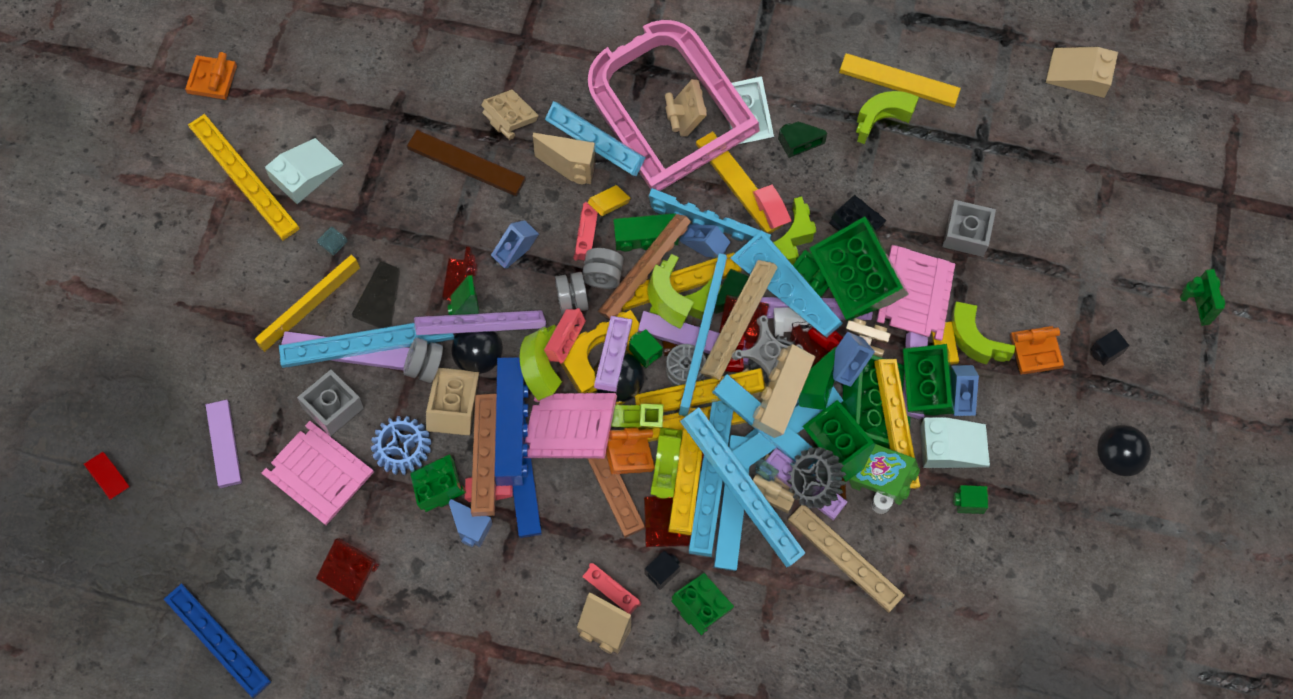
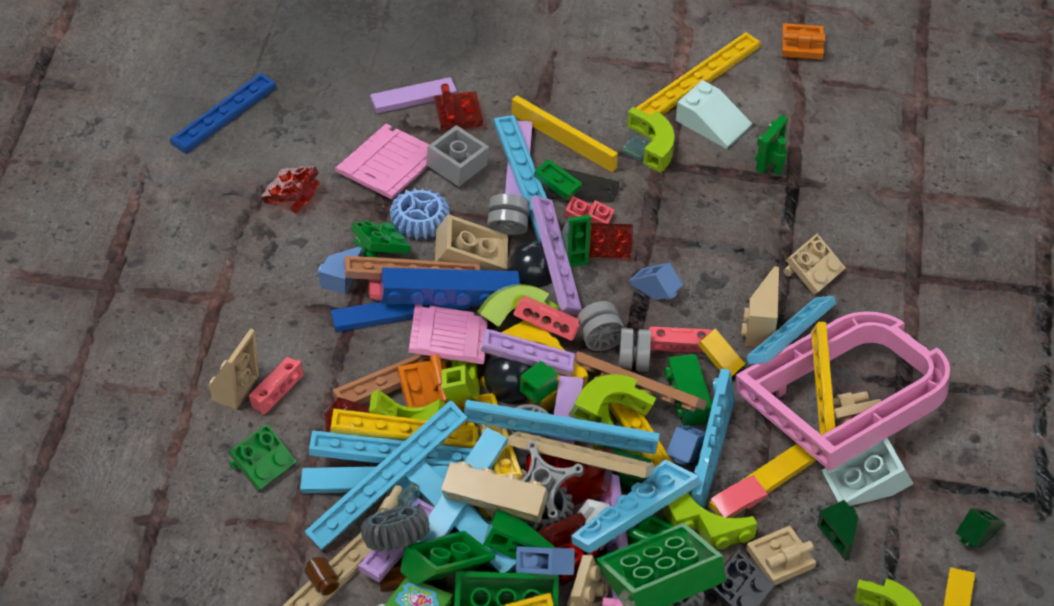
camera: 85 degrees right, 20 degrees down
(106, 475) = (373, 22): red slope -> none
(256, 400) = (457, 109): none -> clear red plate
(324, 216) = (660, 132): none -> lime arch
(364, 124) = (772, 146): none -> green plate
(379, 312) = (557, 179): none -> green plate
(415, 293) = (599, 212): none -> coral slope
(466, 163) = (747, 240): reddish brown tile -> none
(663, 569) = (297, 424): black brick -> none
(671, 120) = (823, 378): none -> yellow tile
(804, 40) = (978, 527): none -> dark green slope
(824, 186) = (782, 555): none -> tan plate
(843, 550) = (322, 575): none -> reddish brown brick

